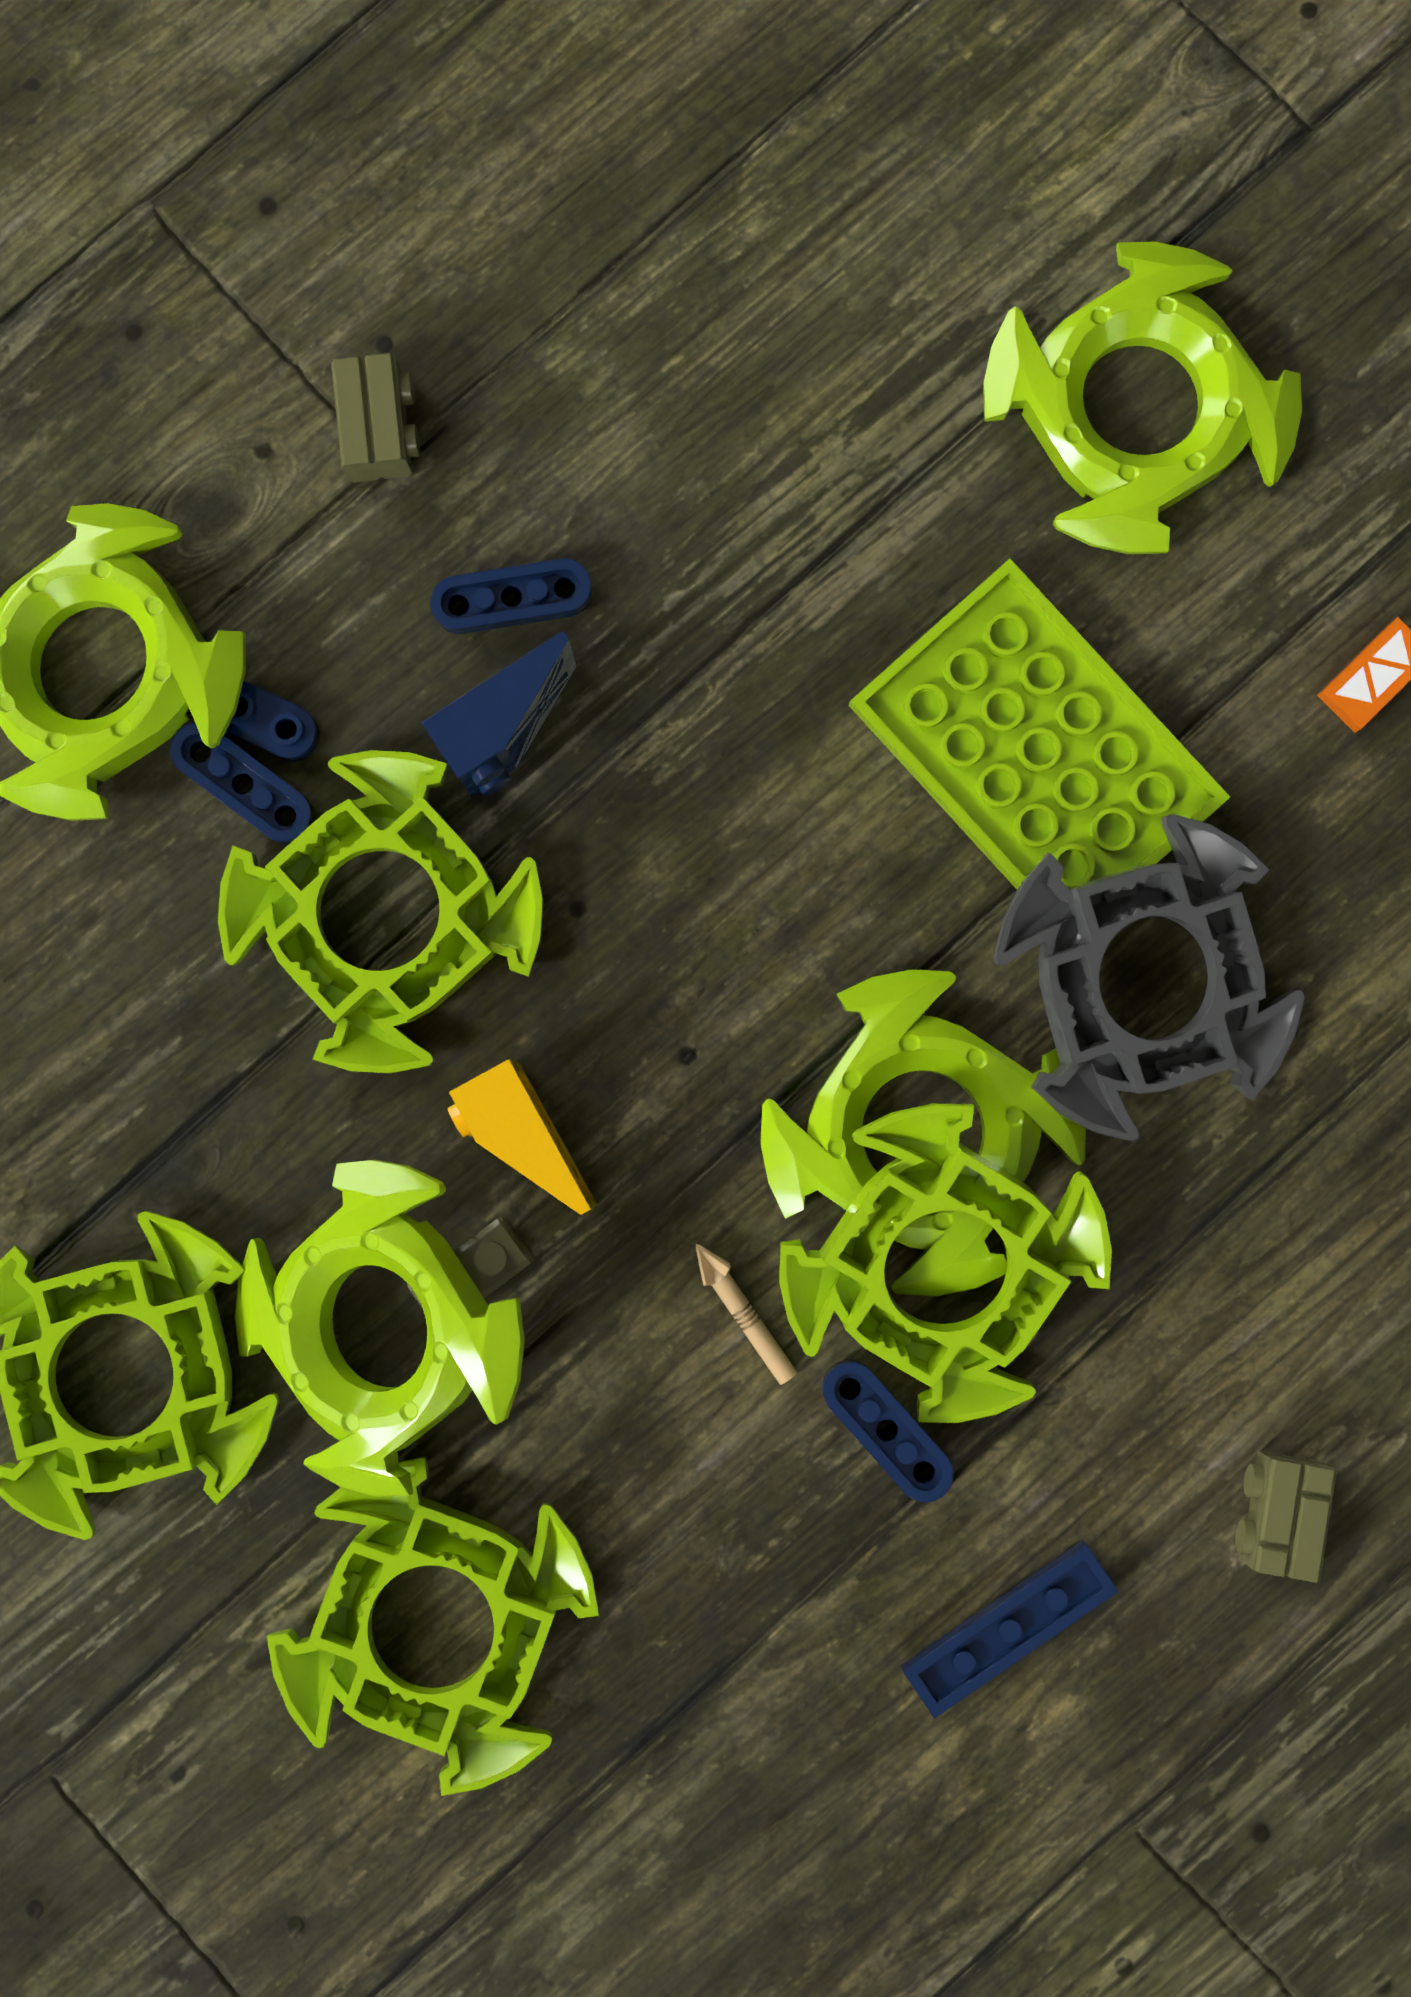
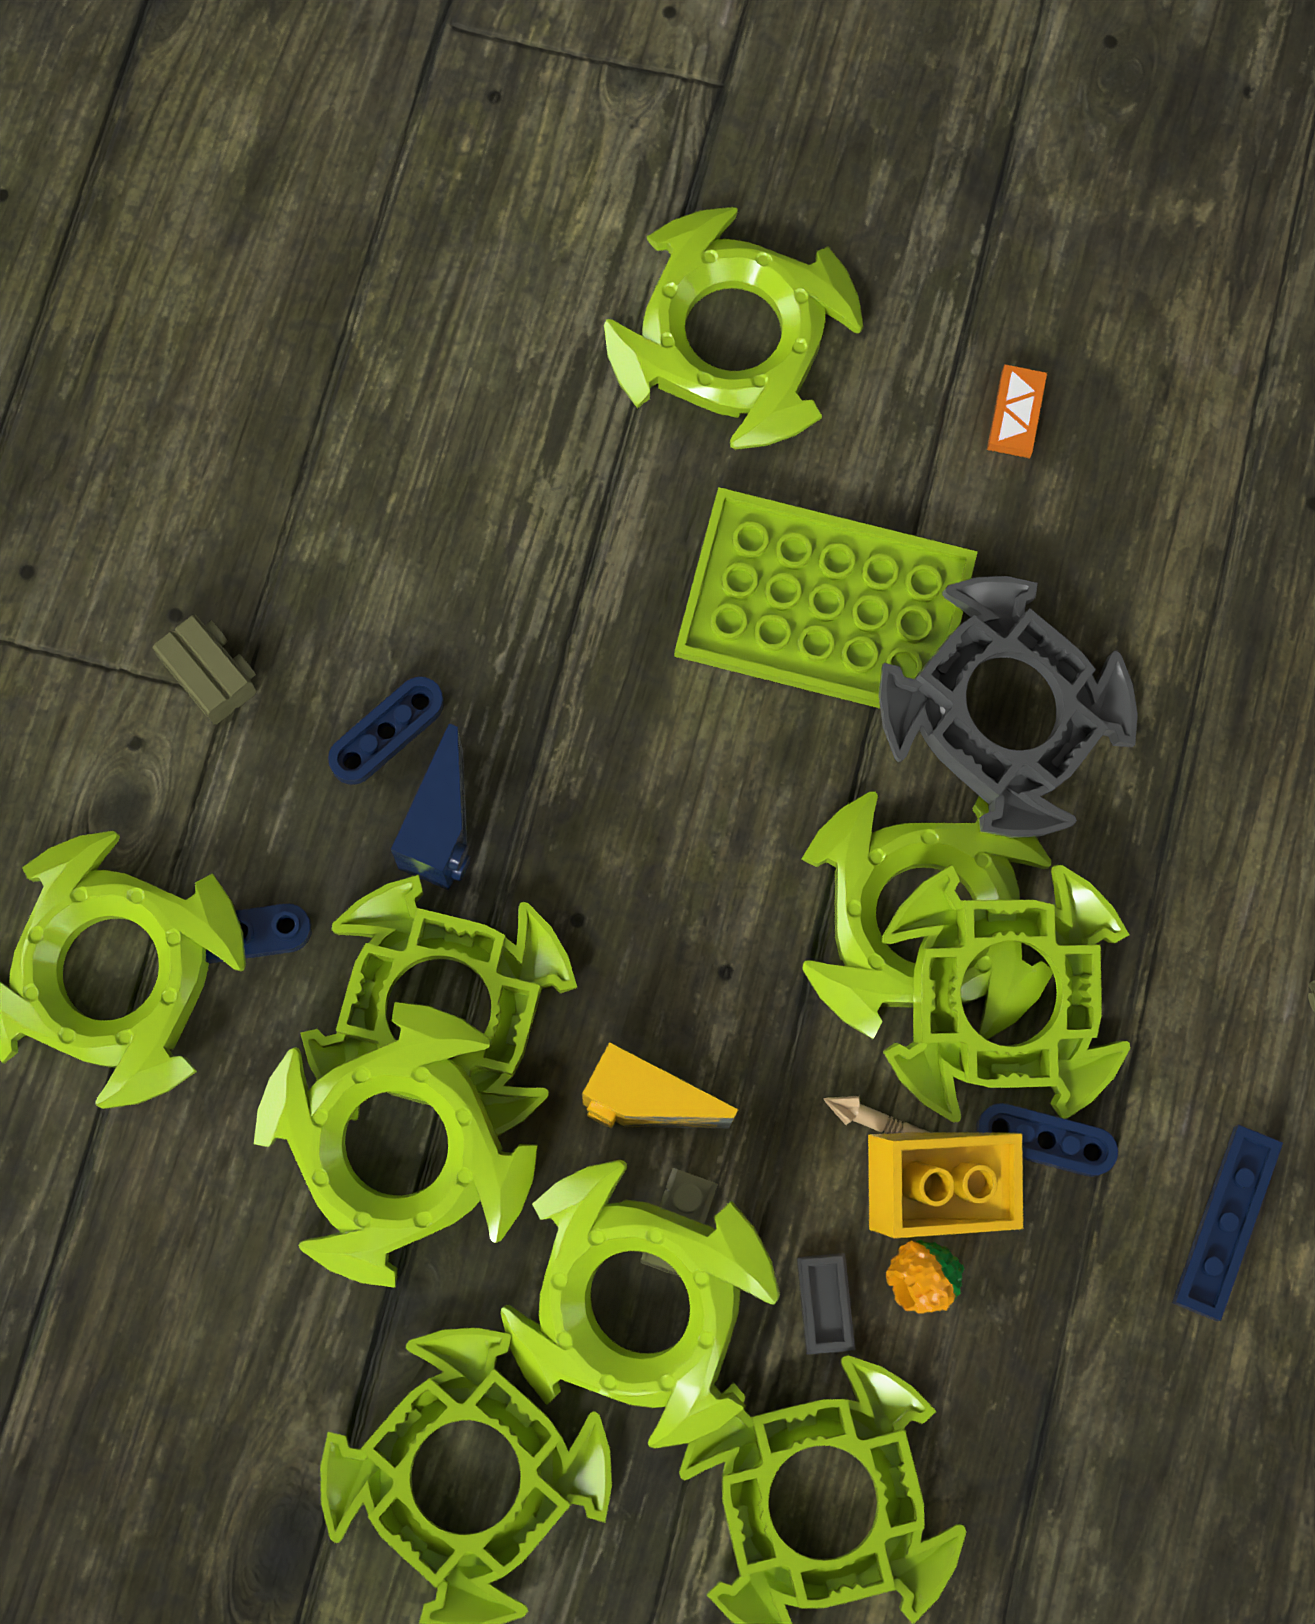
camera: 40 degrees left, 10 degrees down
(181, 1068) = (379, 1222): none -> lime piece
(221, 776) = (259, 975): dark blue plate -> none
(565, 1440) = (825, 1303): none -> dark grey tile
(674, 1484) = (925, 1277): none -> light orange piece
(754, 1408) = (944, 1183): none -> yellow slope

